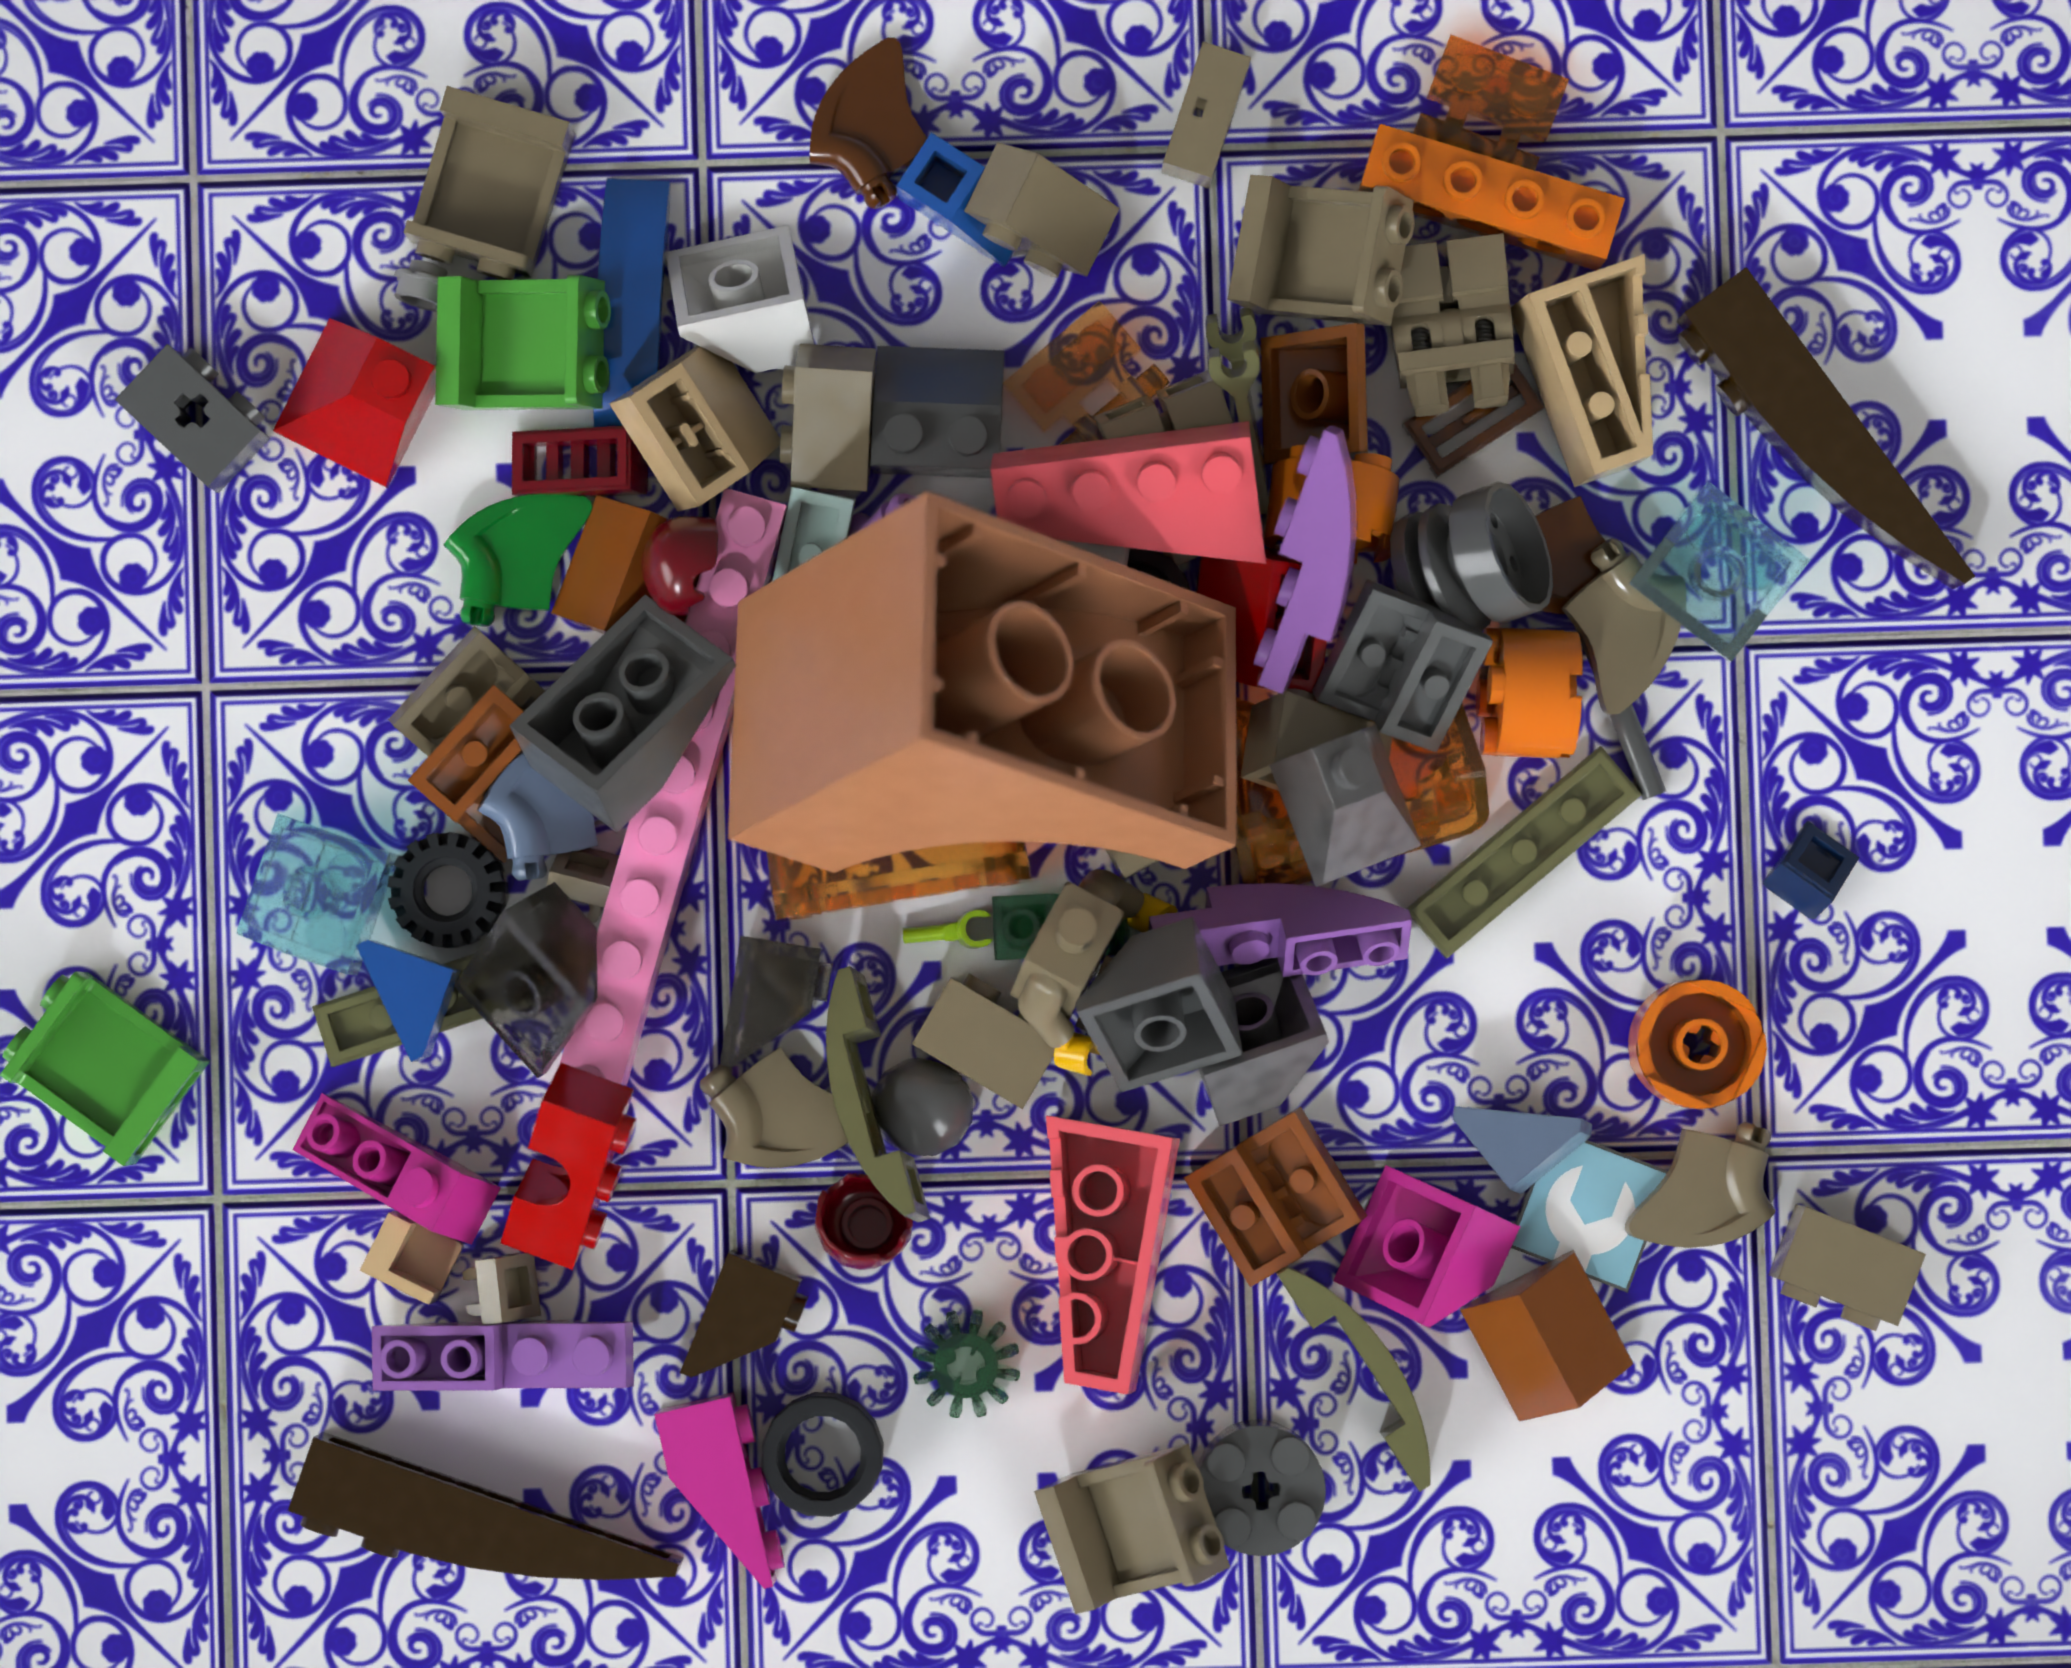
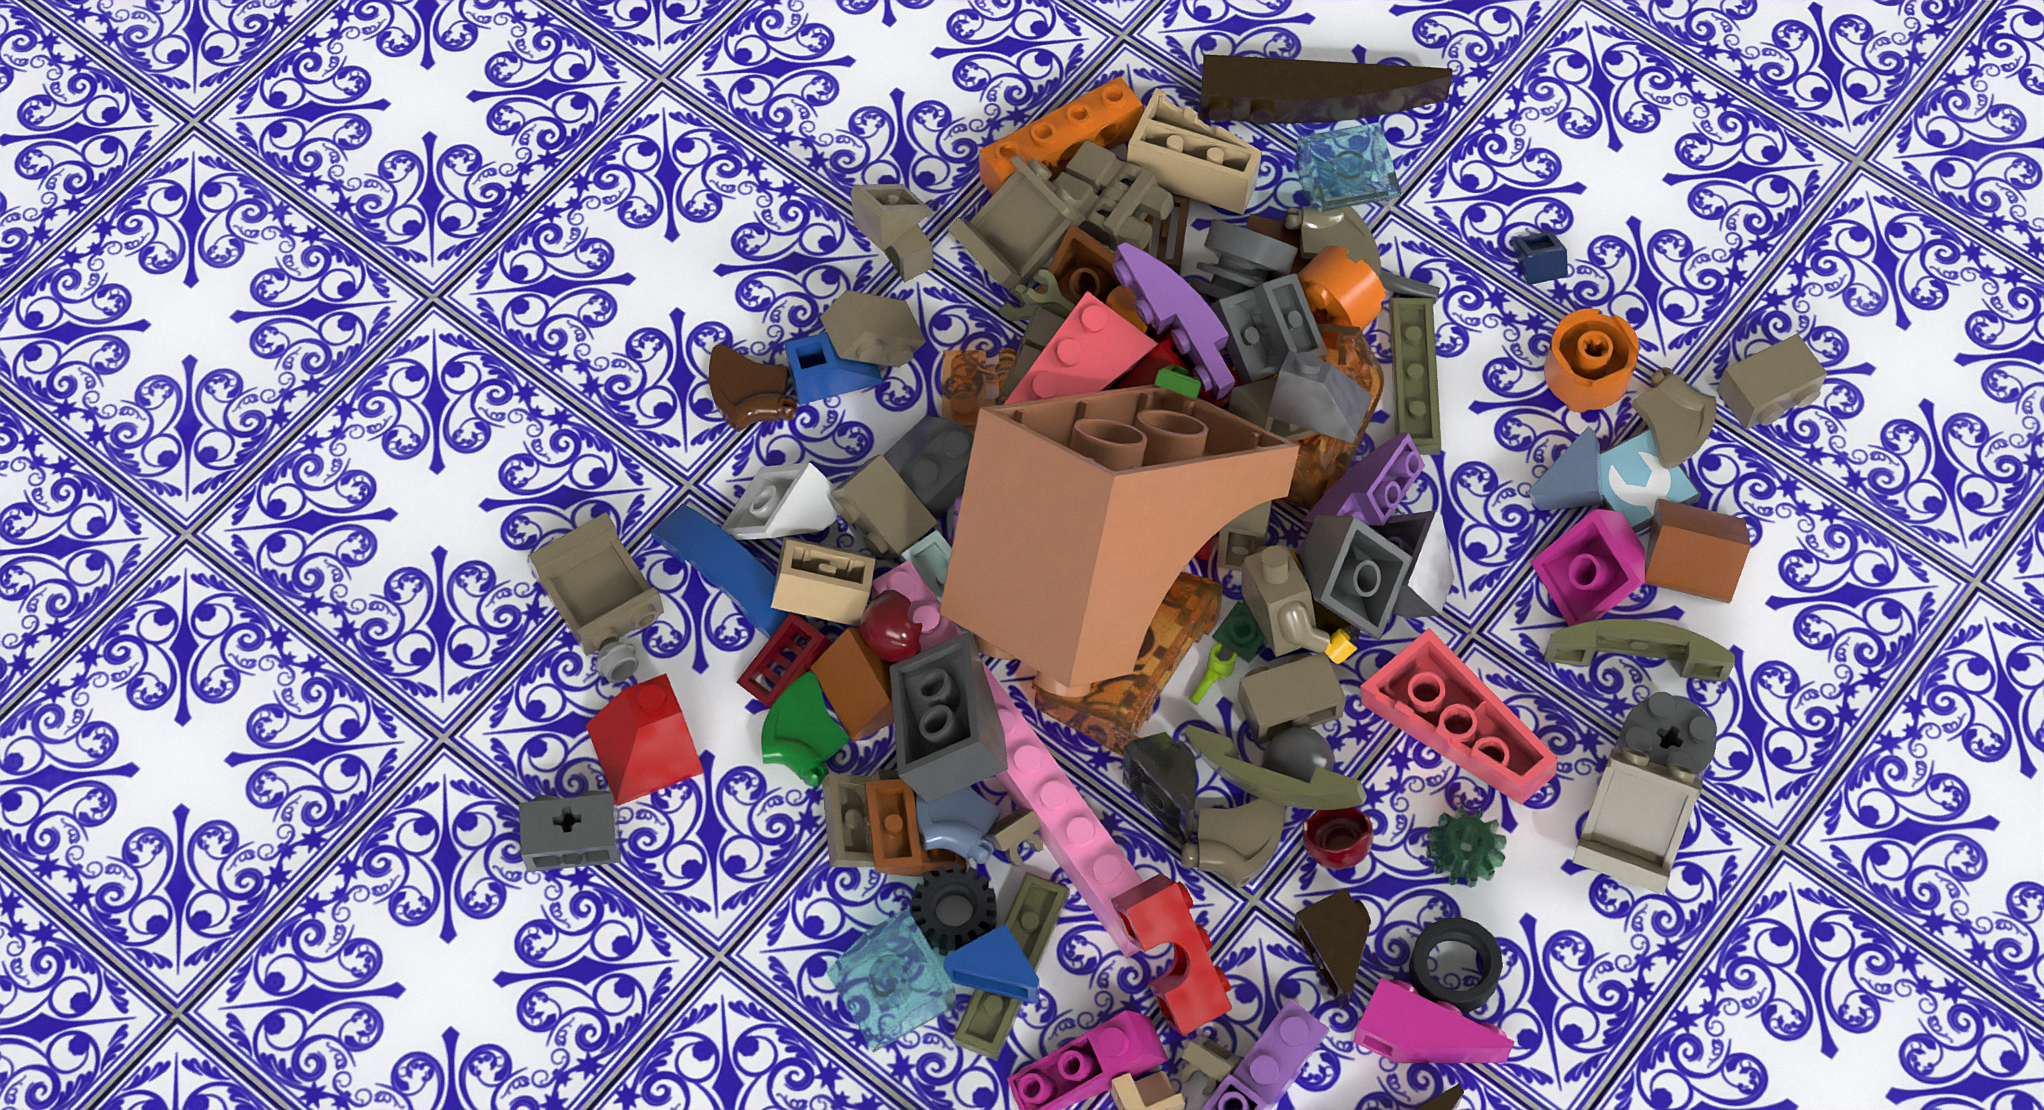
camera: 50 degrees left, 25 degrees down
(521, 343) = (699, 628): bright green panel -> none
(535, 976) = (1050, 889): clear smoke slope -> none
(1205, 96) = (886, 212): none -> dark tan slope
(1238, 625) = (1177, 380): none -> bright green tile
(1275, 1196) = (1502, 624): dark orange slope -> none
(1495, 90) = (1009, 107): clear orange plate -> none

